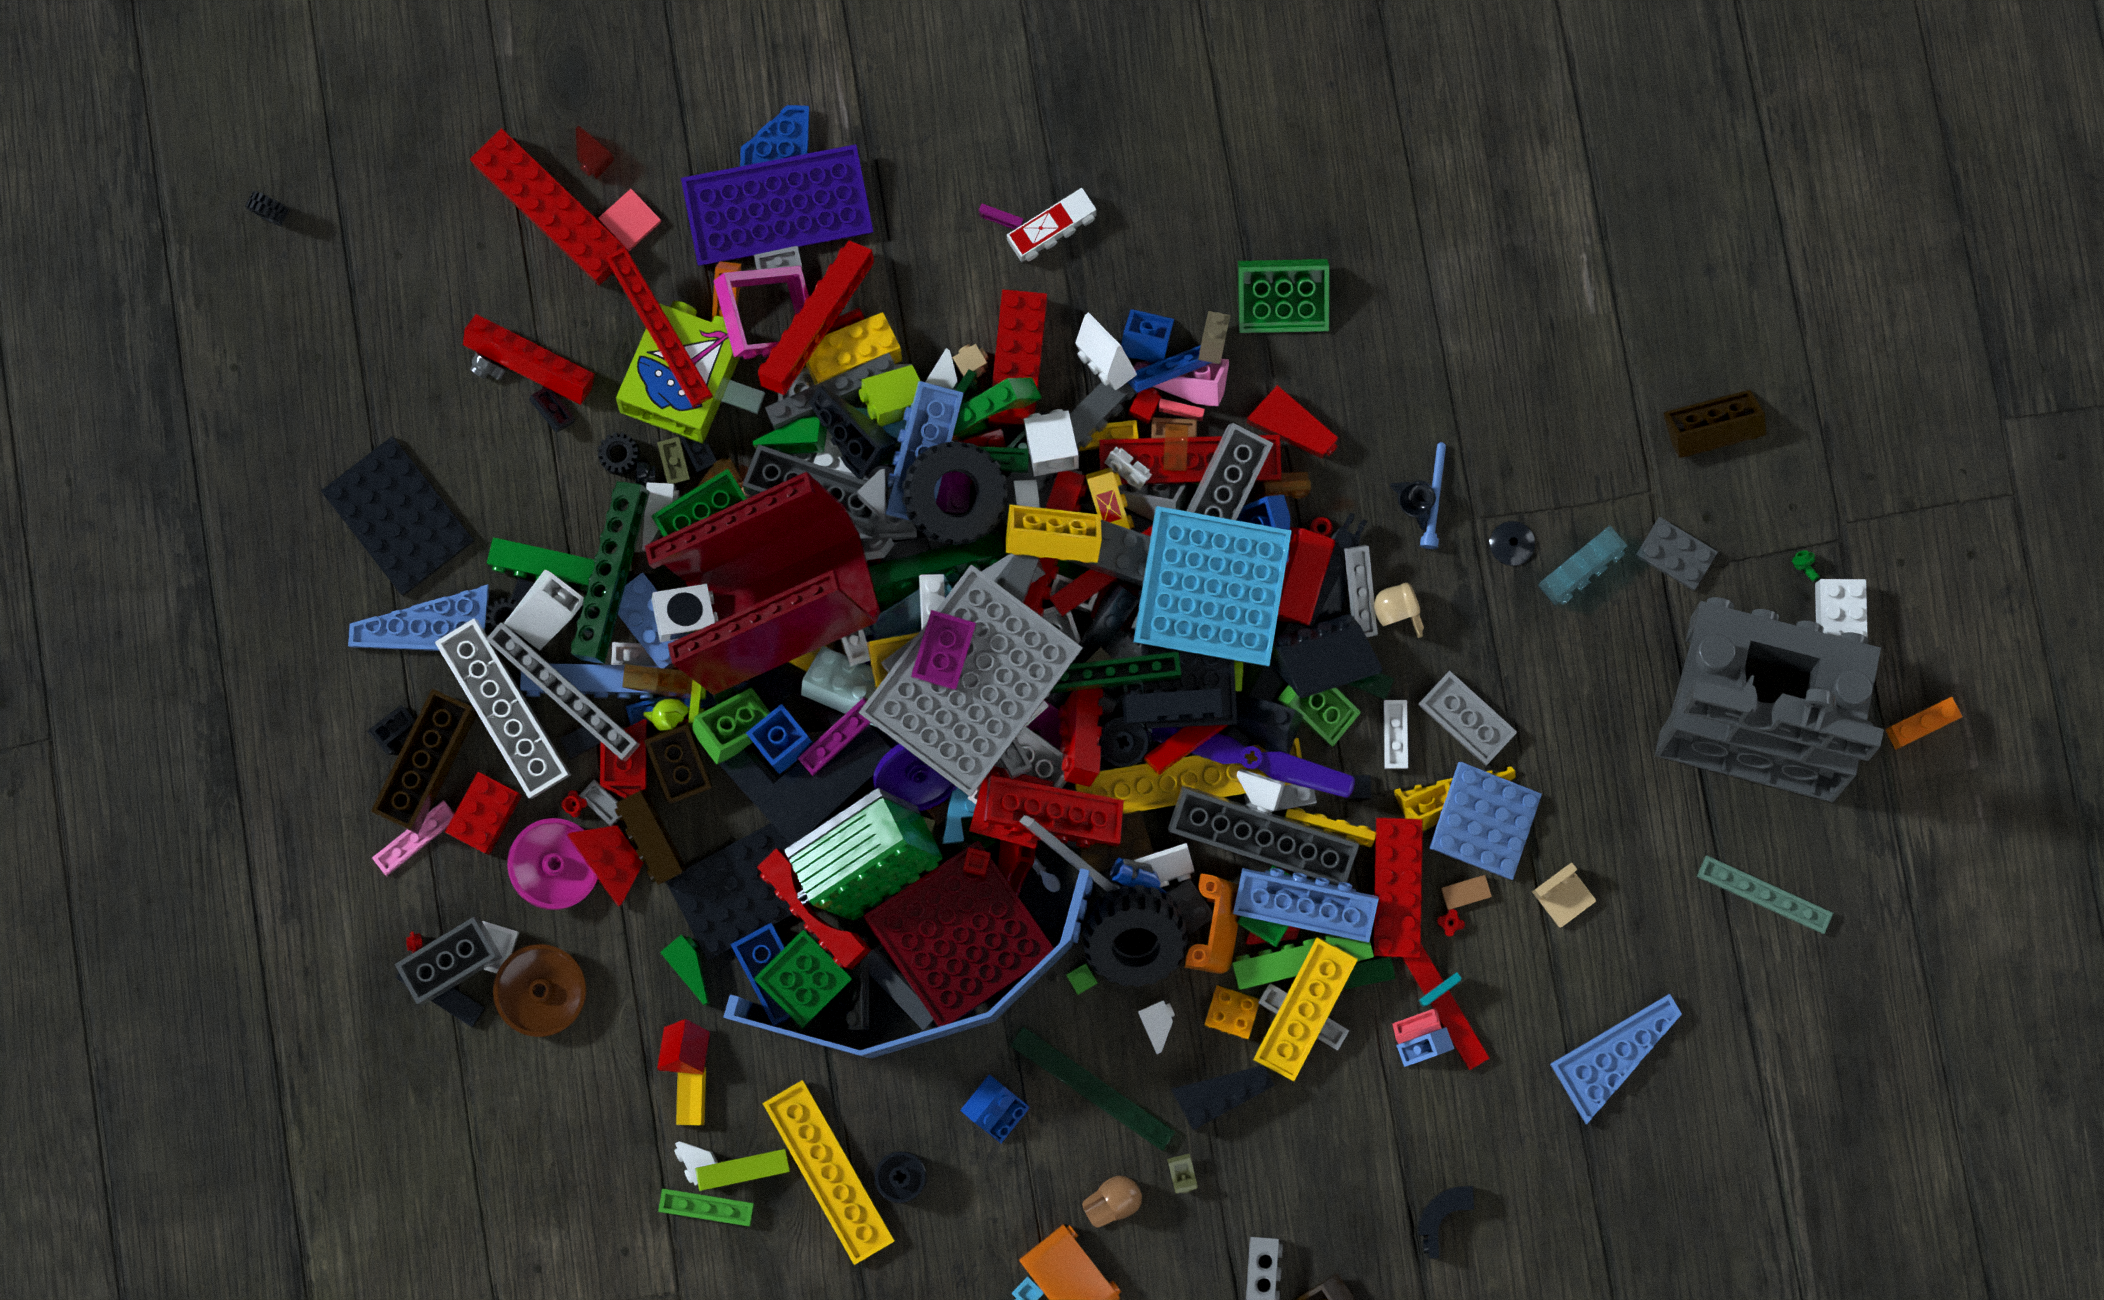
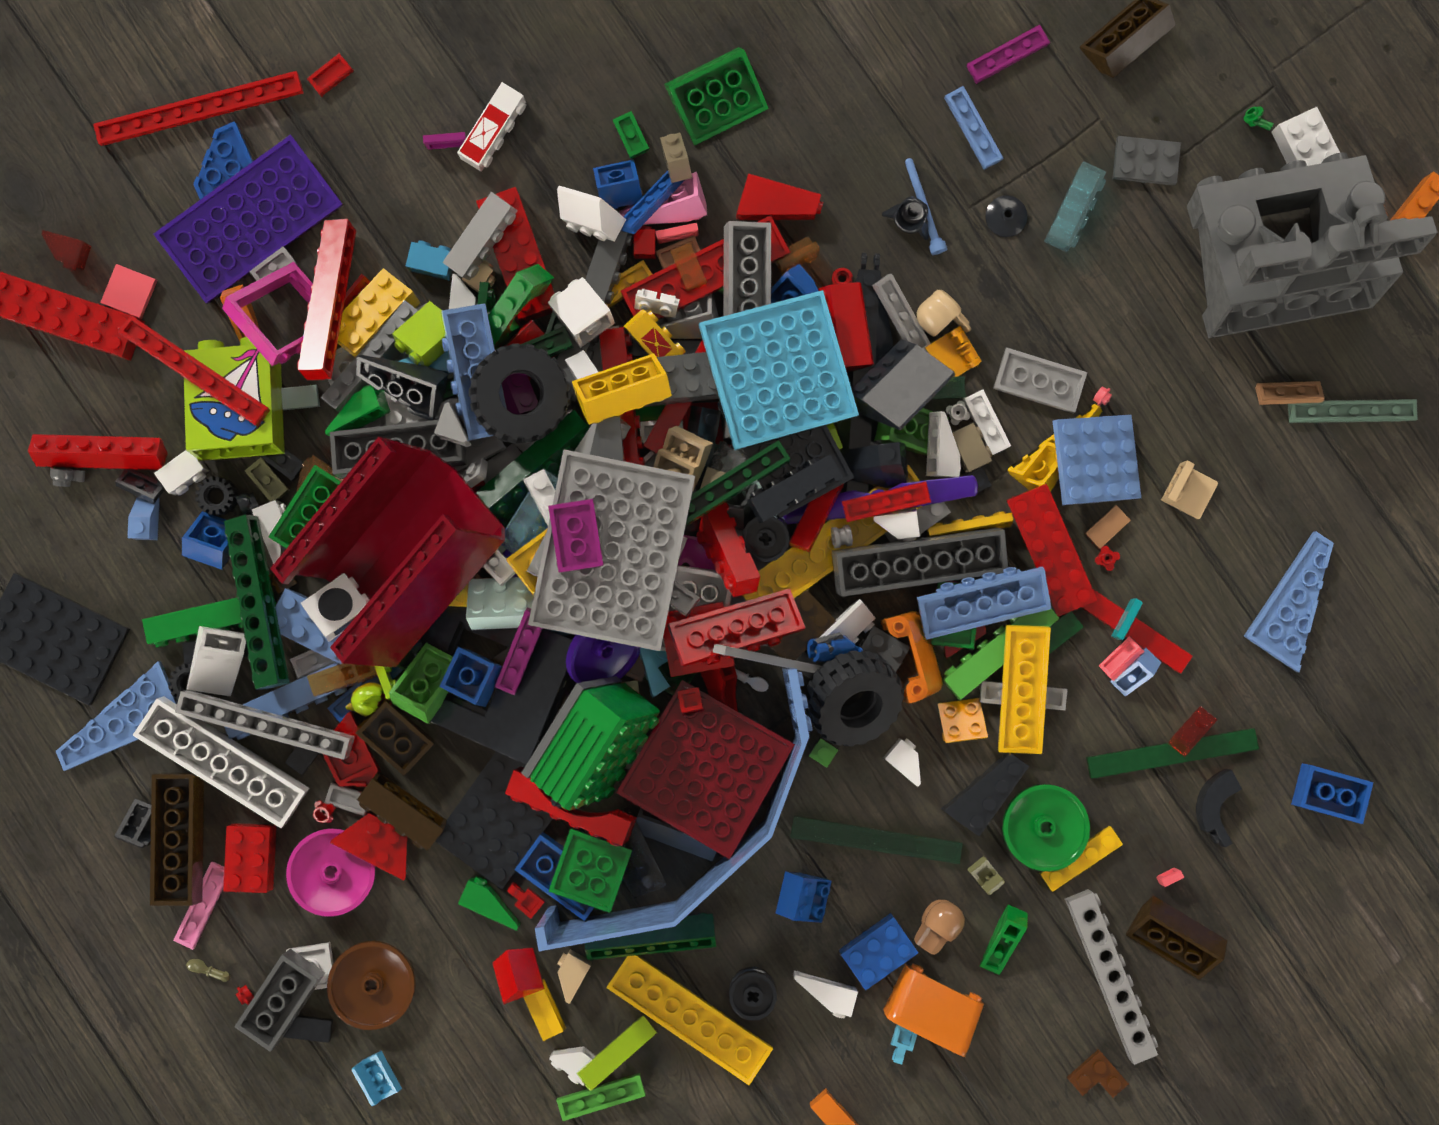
camera: 35 degrees left, 5 degrees up
(383, 894) = (199, 966): none -> olive piece
(501, 1083) = (376, 1078): none -> dark azure bracket
(539, 444) = (143, 520): none -> medium blue slope
(590, 493) = (207, 541): none -> blue slope
(597, 416) = (181, 473): none -> white brick
(727, 983) = (528, 901): none -> red plate
(736, 1073) = (572, 972): none -> tan slope
(780, 77) = (198, 108): none -> red plate
(828, 1074) = (688, 934): none -> dark green brick
(921, 102) = (330, 74): none -> red tile
(931, 325) = (428, 260): none -> dark azure brick
(977, 1218) = (833, 995): none -> white slope
(989, 326) = (480, 236): none -> light grey brick
(1042, 1196) = (878, 951): none -> blue brick
(1084, 623) = (683, 453): none -> tan slope
(1170, 1245) = (1004, 939): none -> green slope
(1182, 294) = (631, 135): none -> green plate
(1198, 775) = (841, 536): none -> light grey wheel
(1256, 761) = (886, 501): none -> red tile
(1263, 1154) = (1046, 827): none -> green dish
(1284, 1204) = (1096, 849): none -> yellow plate
(1338, 739) = (942, 451): none -> white slope
(1362, 1263) = (1170, 877): none -> coral tile
(1367, 707) = (964, 414): none -> white plate
(1367, 751) = (971, 448): none -> dark tan brick
(1396, 651) = (955, 351): none -> light orange hinge
(1424, 1144) = (1165, 754): none -> dark green tile
(1452, 1130) = (1192, 731): none -> clear red brick
(1520, 442) = (973, 127): none -> medium blue tile
(1521, 762) = (1102, 396): none -> coral plate
(1561, 1257) = (1332, 793): none -> blue brick
(1589, 387) = (1008, 54): none -> magenta tile
(1709, 846) = (1289, 392): none -> medium nougat tile

